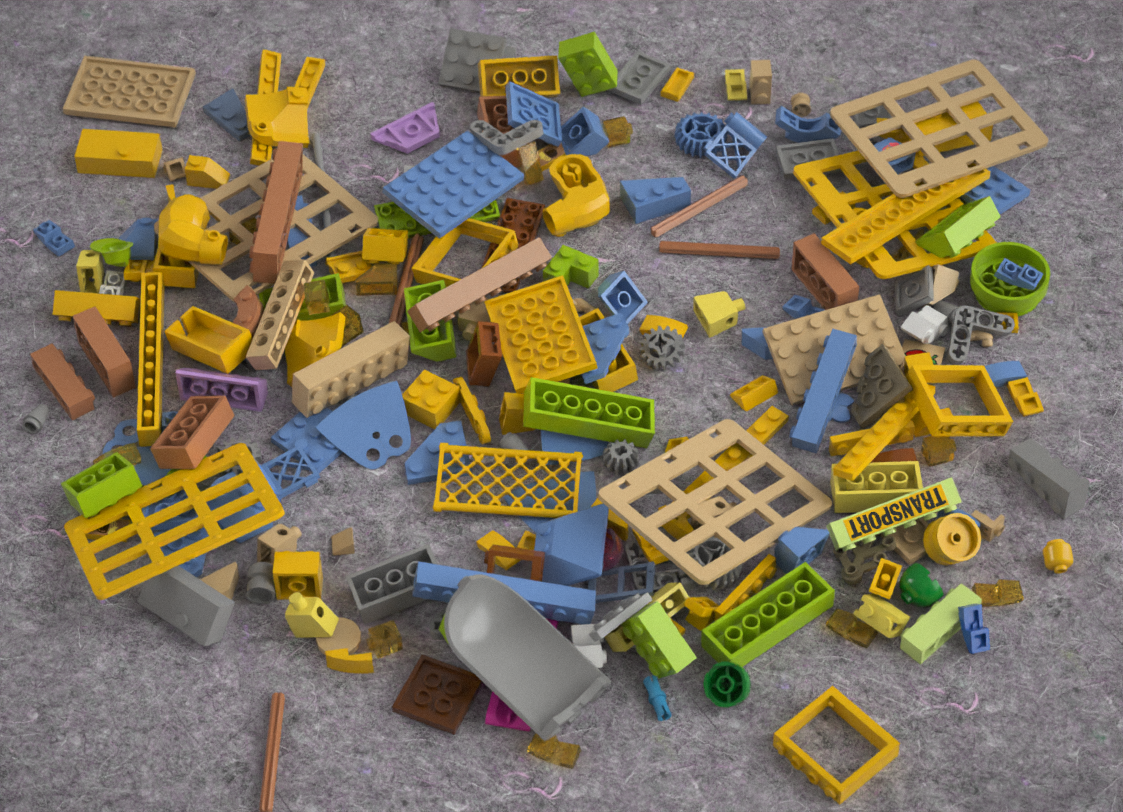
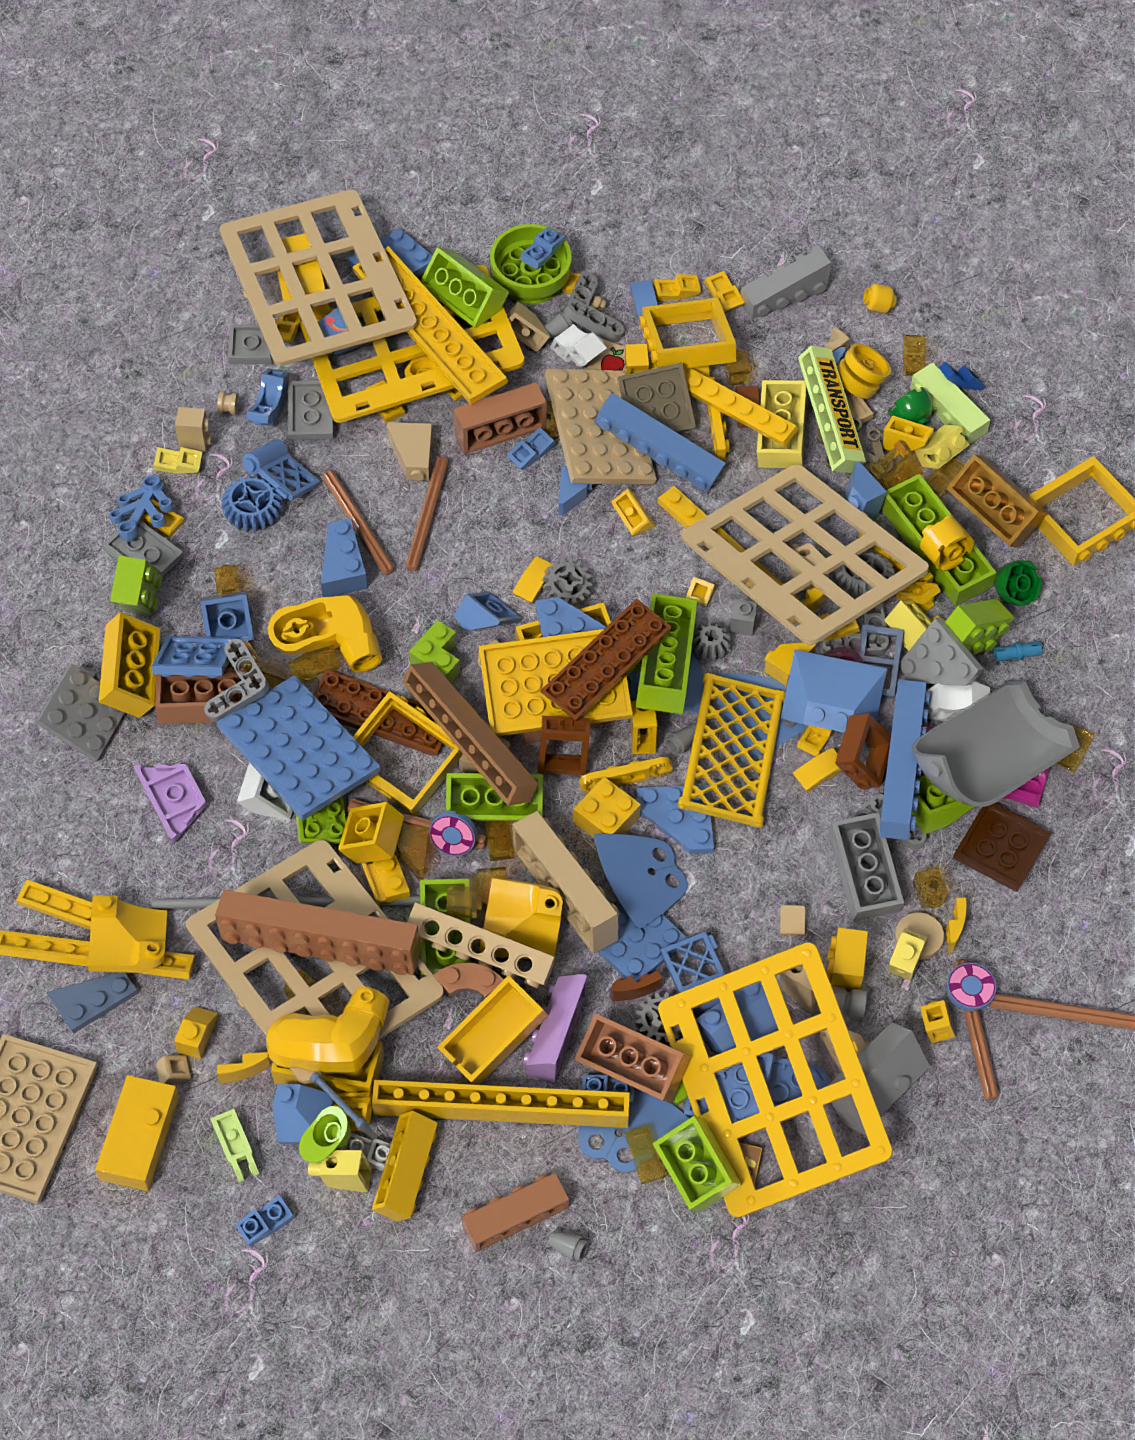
camera: 85 degrees left, 10 degrees up
(104, 352) = (486, 1156): nougat brick -> none
(113, 211) = (234, 1142): none -> yellowish green hinge
(129, 239) = (361, 1123): none -> sand blue window
(248, 685) = (980, 1051): none -> nougat axle
(251, 651) = (937, 1021): none -> yellow brick
(265, 431) = (629, 989): none -> dark orange slope
(284, 672) = (971, 986): none -> tile
(393, 298) = (452, 833): none -> tile
(544, 191) = (313, 663): none -> clear yellow slope
(557, 356) = (606, 660): none -> dark orange plate
(687, 65) = (151, 486): none -> medium blue plant
(717, 311) = (523, 526): light yellow torso -> none
(742, 602) = (946, 543): none -> yellow brick
(781, 228) = (412, 448): none -> tan slope
(821, 660) = (996, 501): none -> pearl gold brick
(845, 589) = (902, 471): none -> clear yellow plate
(914, 291) = (535, 345): light grey tile -> none
(1038, 430) = (720, 287): none -> yellow slope

